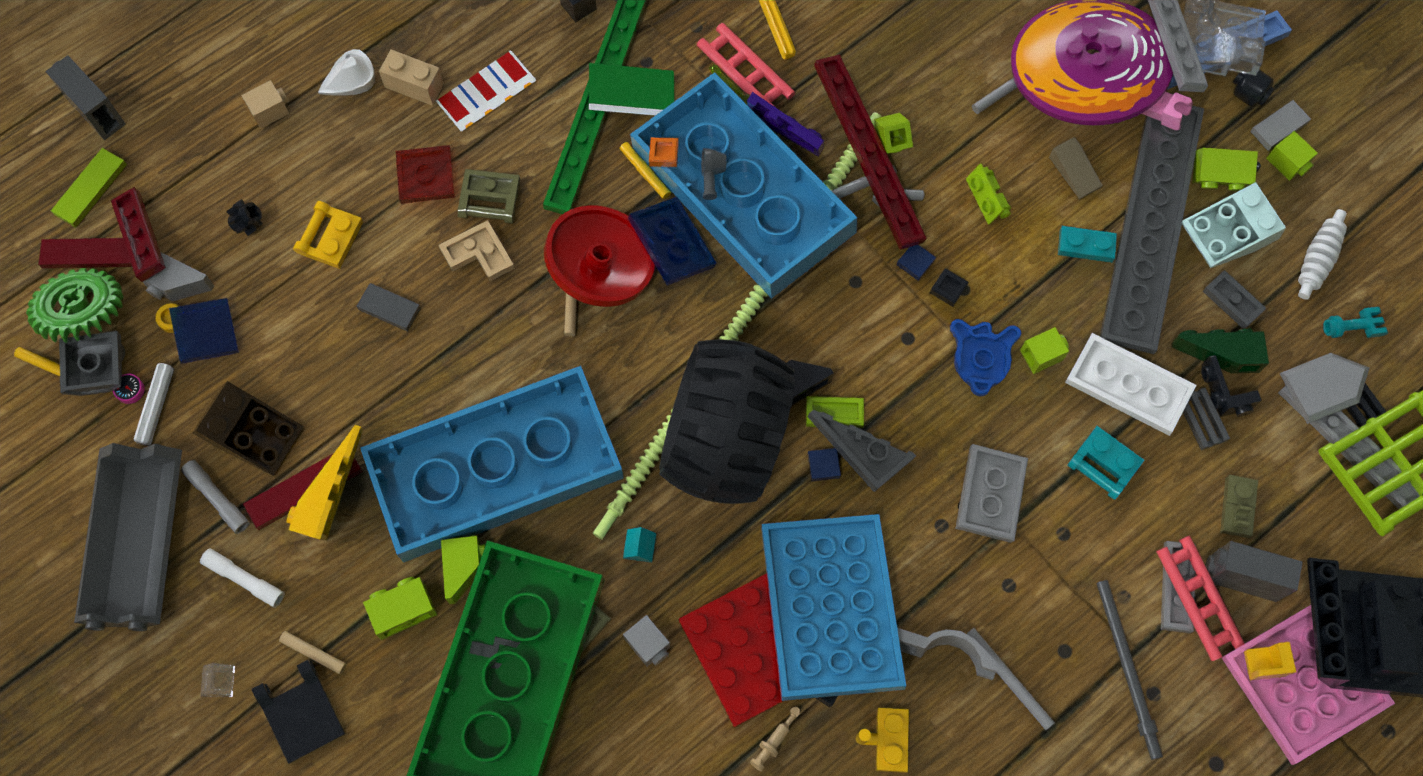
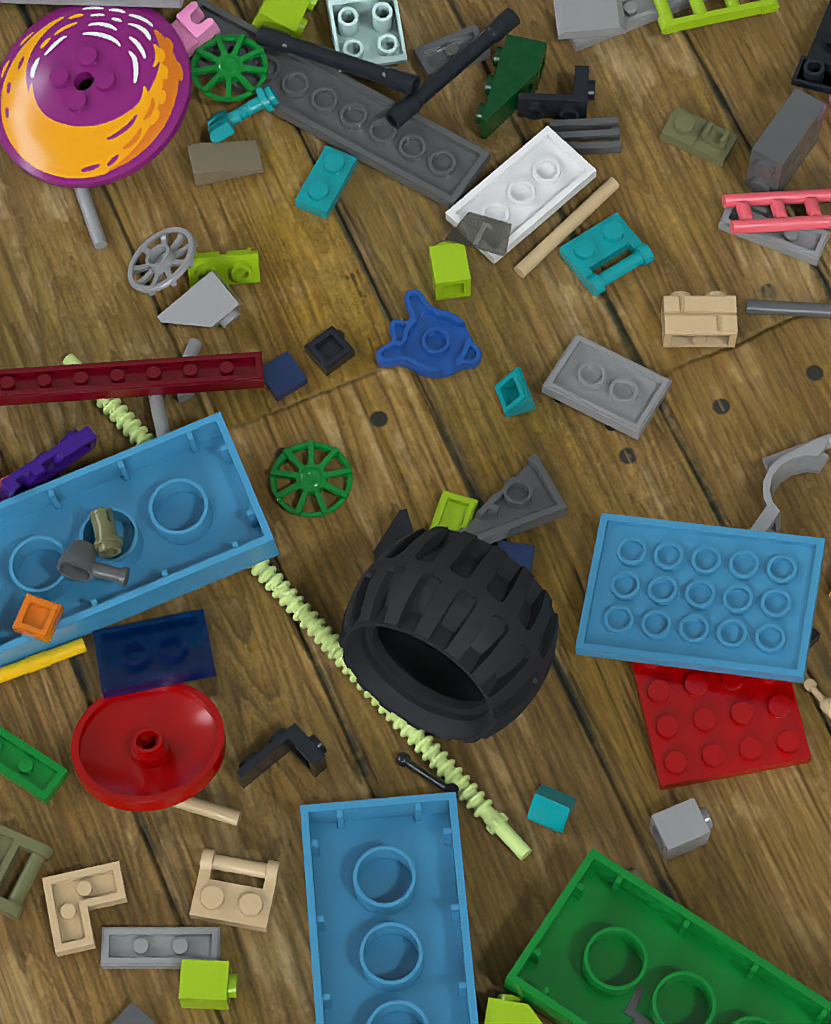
camera: 70 degrees left, 5 degrees down
(442, 347) = (207, 984): none -> lime brick
(463, 312) = (157, 946): none -> light grey tile
(507, 347) = (231, 902): none -> tan plate
(627, 466) = (403, 759): none -> black hinge
(631, 360) = (306, 749): none -> black bracket
(737, 173) = (107, 541): none -> olive pin
(841, 304) = (311, 478): none -> green wheel
(894, 132) = (104, 341): lime brick -> none
(950, 189) = (205, 304): none -> light grey slope
(961, 428) = (514, 394): none -> teal slope
(975, 149) = (161, 260): none -> light grey wheel
(1073, 546) = (699, 320): none -> tan brick
(1081, 363) = (482, 233): none -> clear smoke sticker
(1104, 156) = (222, 123): none -> teal hinge
(1118, 427) = (566, 227): none -> tan bar
(1151, 144) = (229, 67): none -> green wheel
(1186, 252) = (387, 76): none -> black piece
(1260, 321) = (492, 34): none -> black piece

